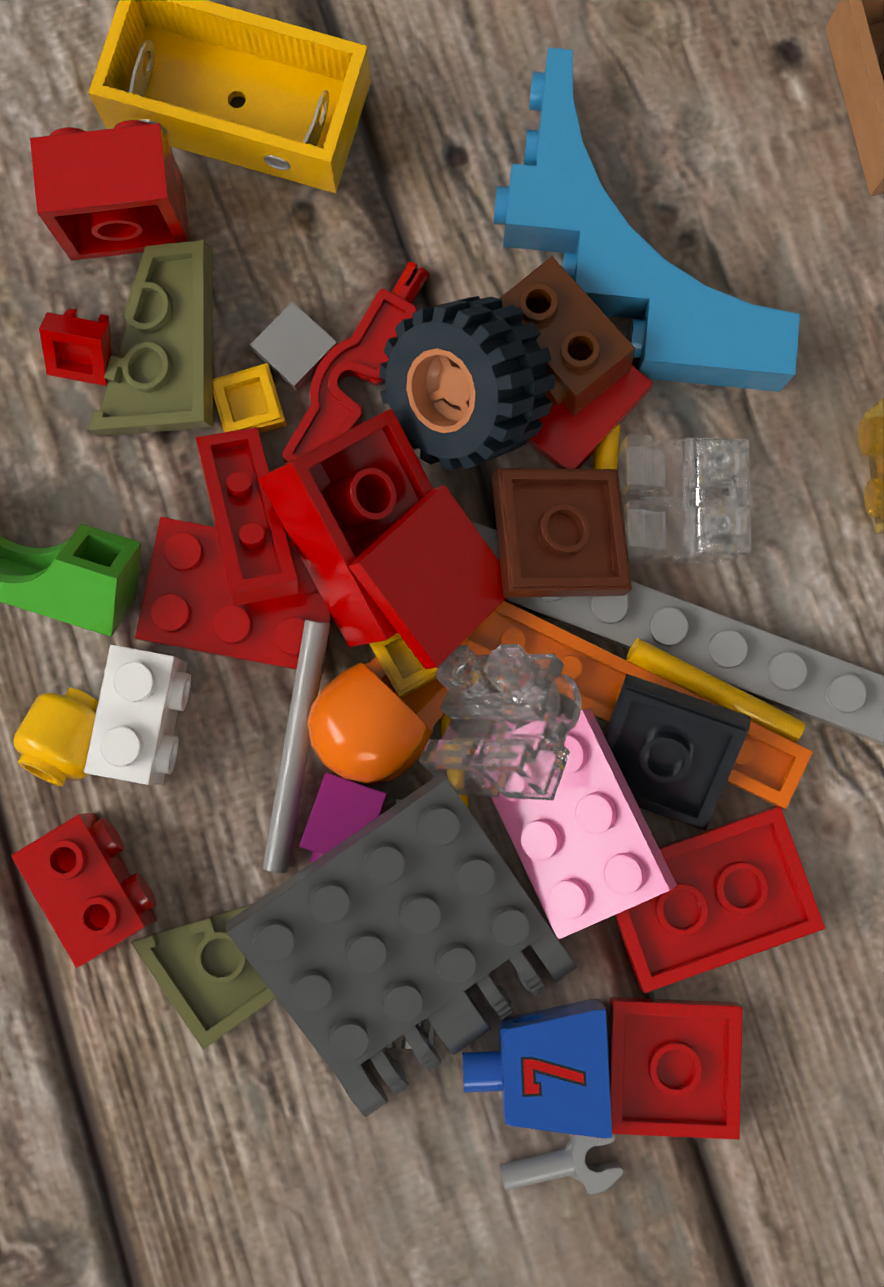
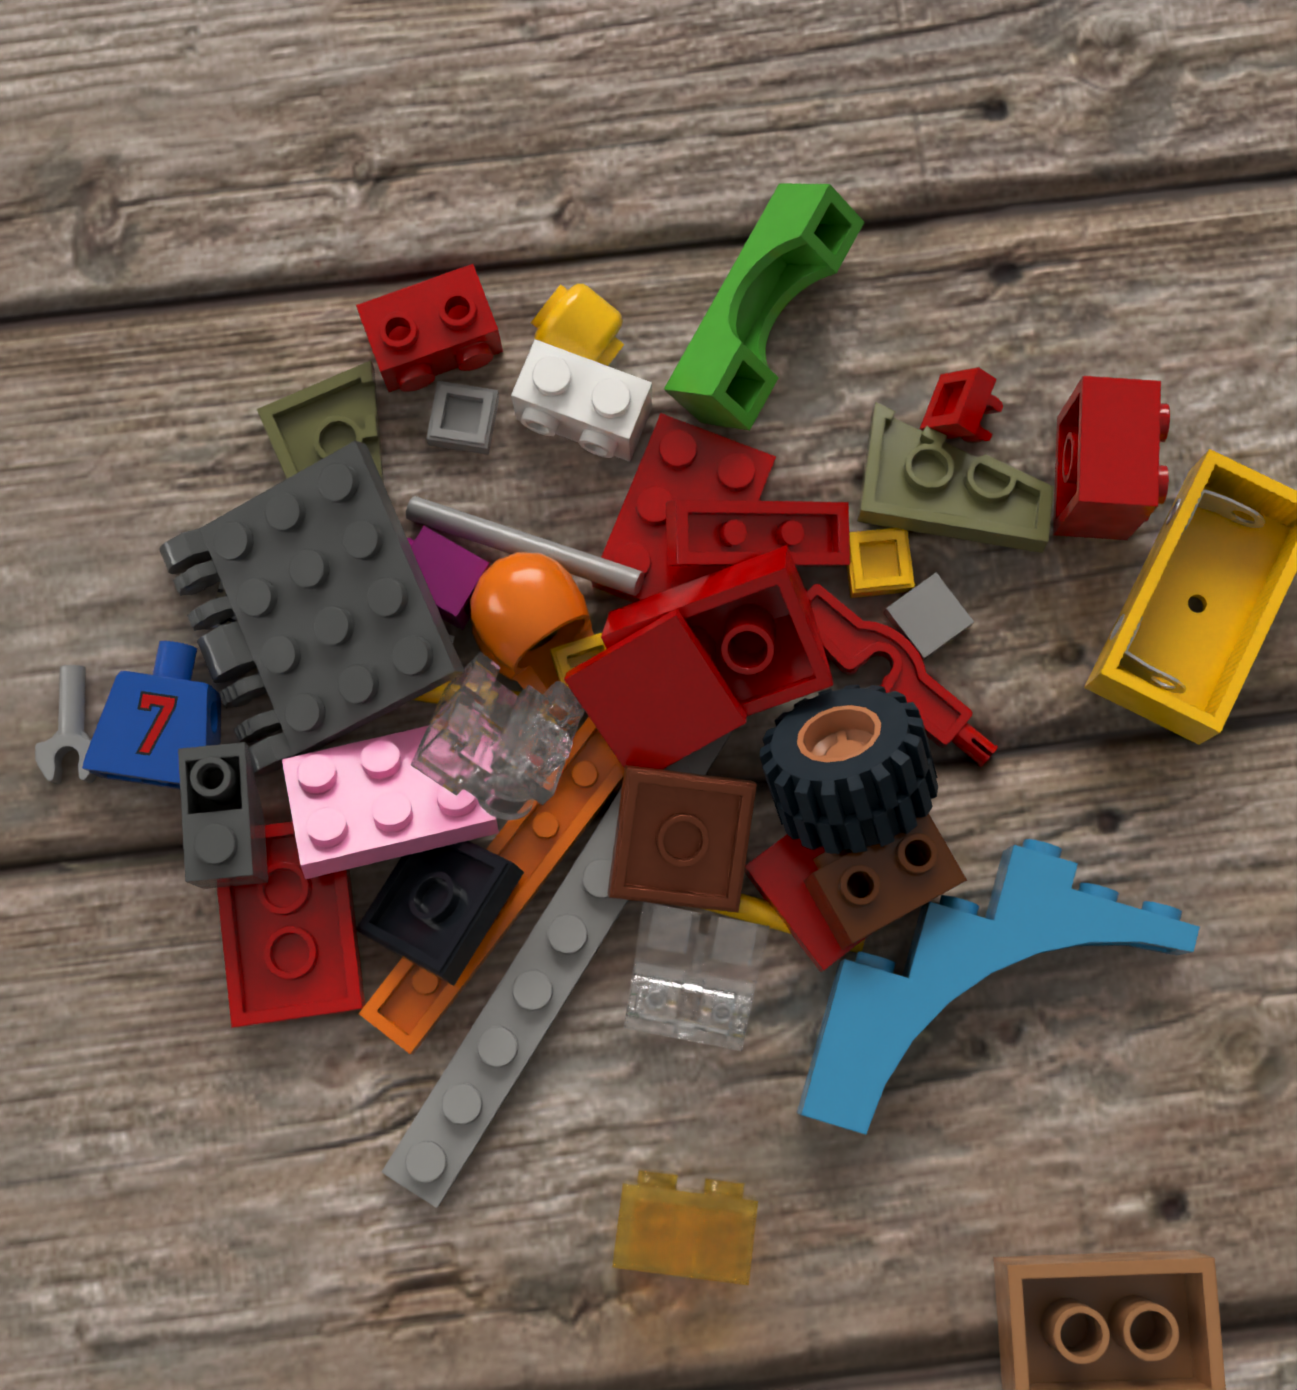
camera: 105 degrees right, 5 degrees down
(171, 837) = (463, 417): none -> light grey tile
(638, 981) = (221, 817): none -> dark grey slope
(675, 1067) = (126, 852): red plate -> none
(714, 689) = (492, 969): yellow bar -> none

